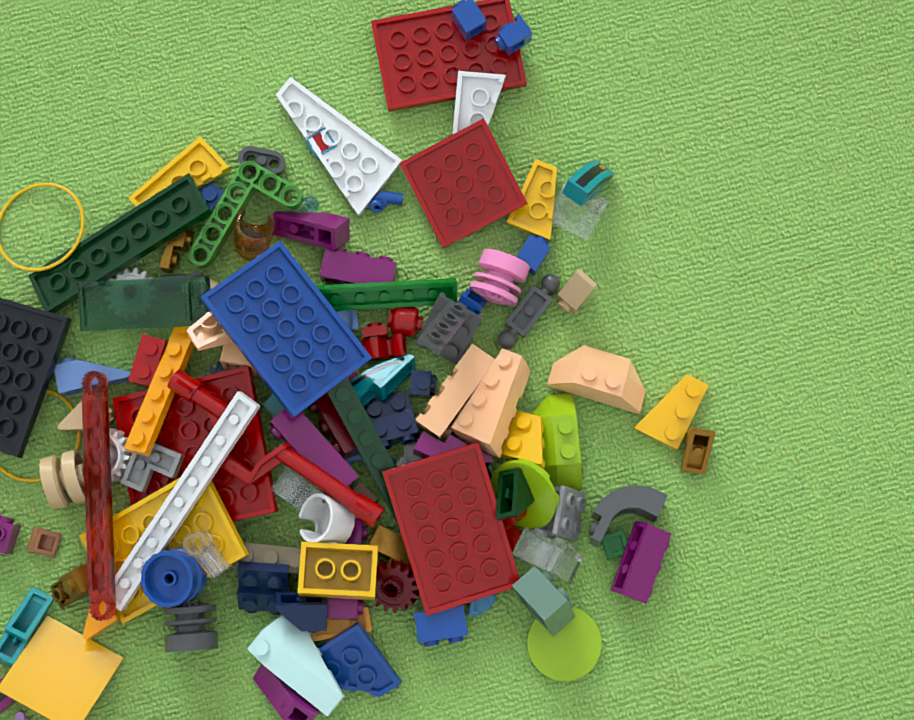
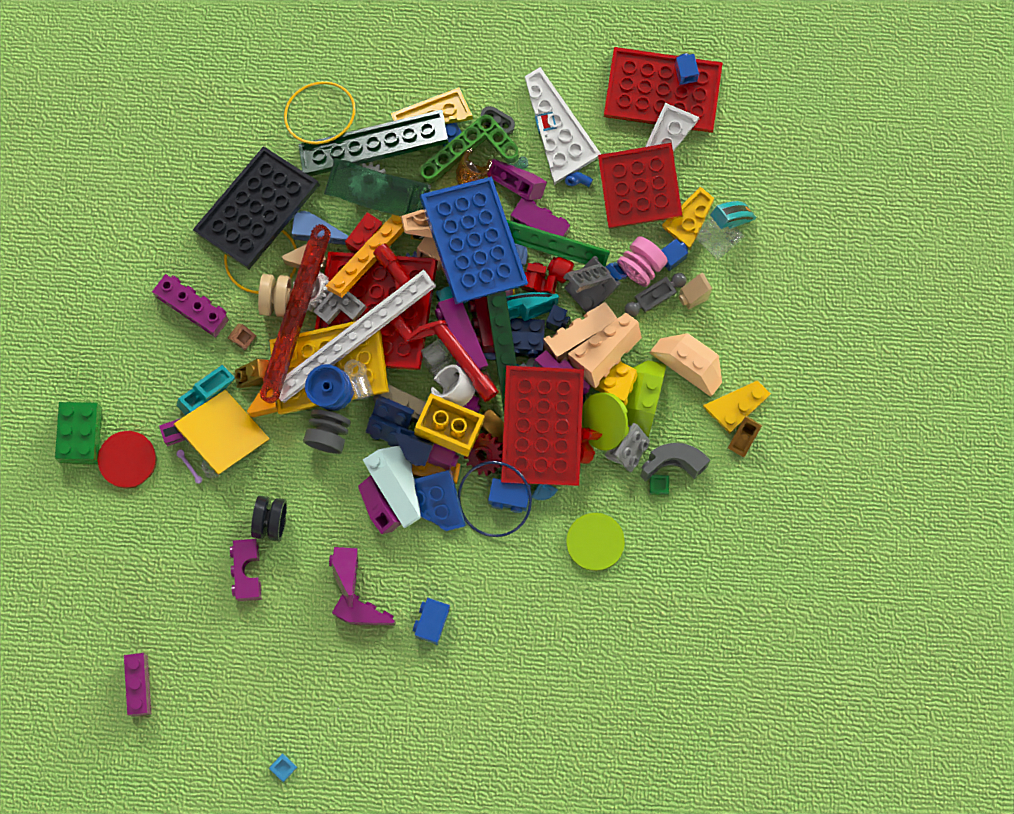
camera: 20 degrees right, 5 degrees down
(179, 243) = (414, 158): pearl gold slope -> none
(440, 597) = (528, 489): none -> dark blue piece
(512, 494) = (595, 416): dark green slope -> none
(513, 36) = (715, 92): blue brick -> none
(544, 600) = (591, 501): sand green brick -> none
(553, 556) = (607, 471): clear brick -> none
(641, 562) = (673, 502): magenta brick -> none

